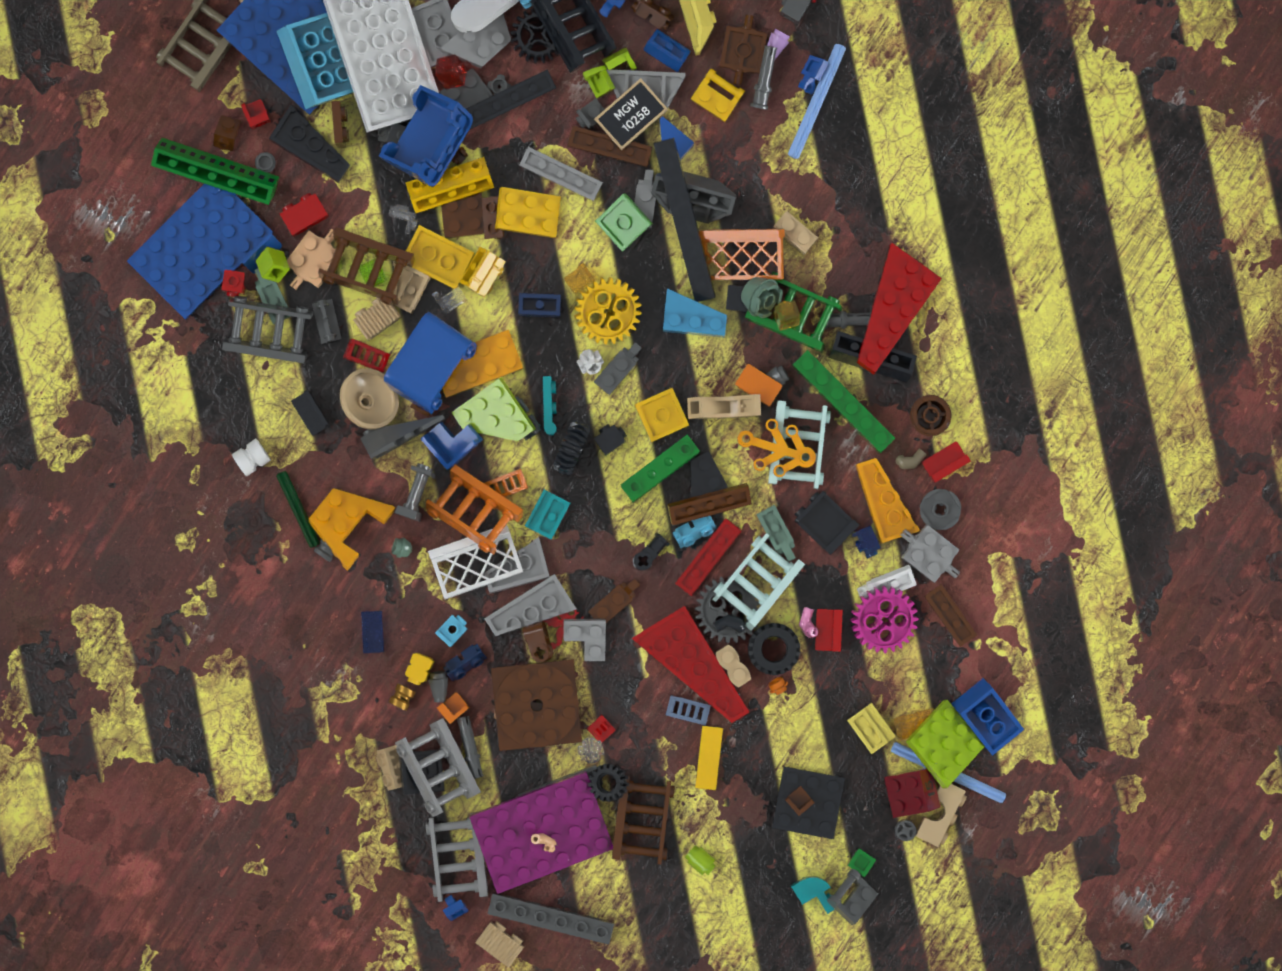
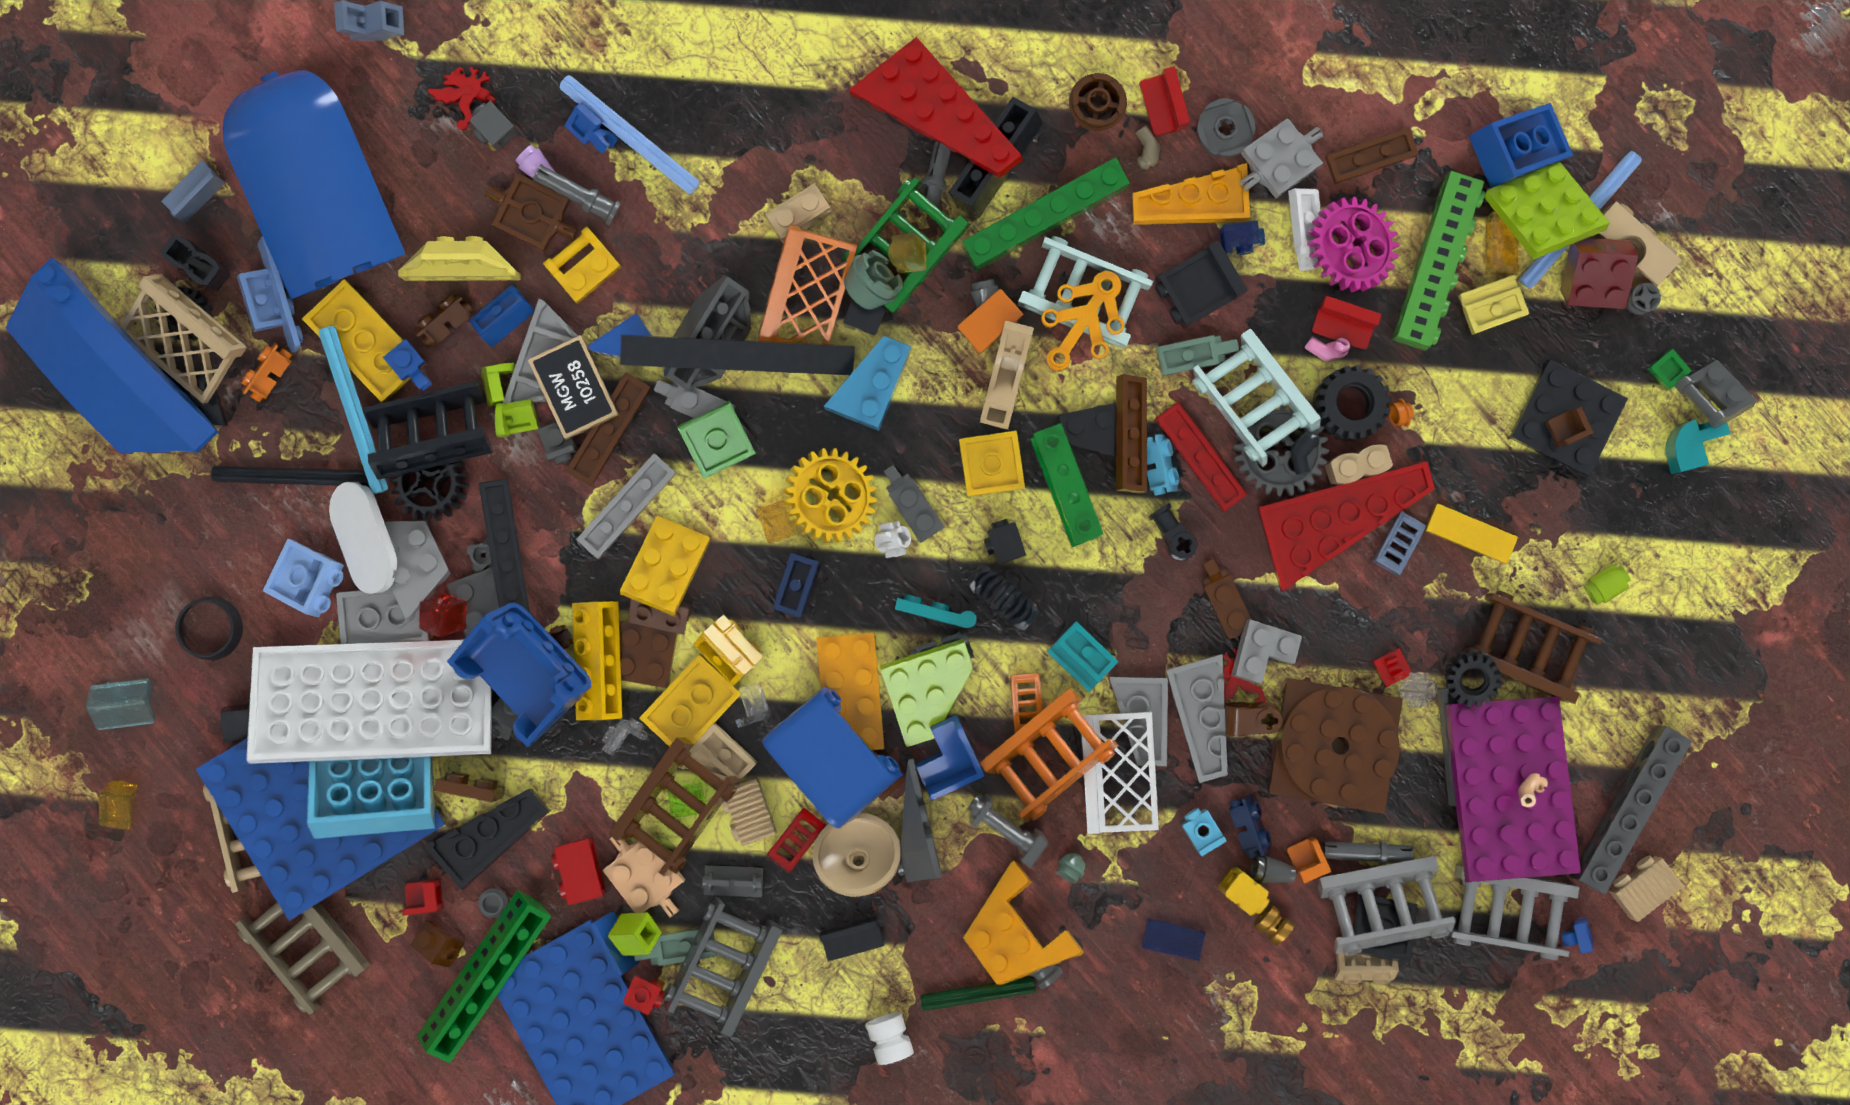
camera: 70 degrees left, 0 degrees up
(890, 681) = (1438, 261): none -> bright green brick

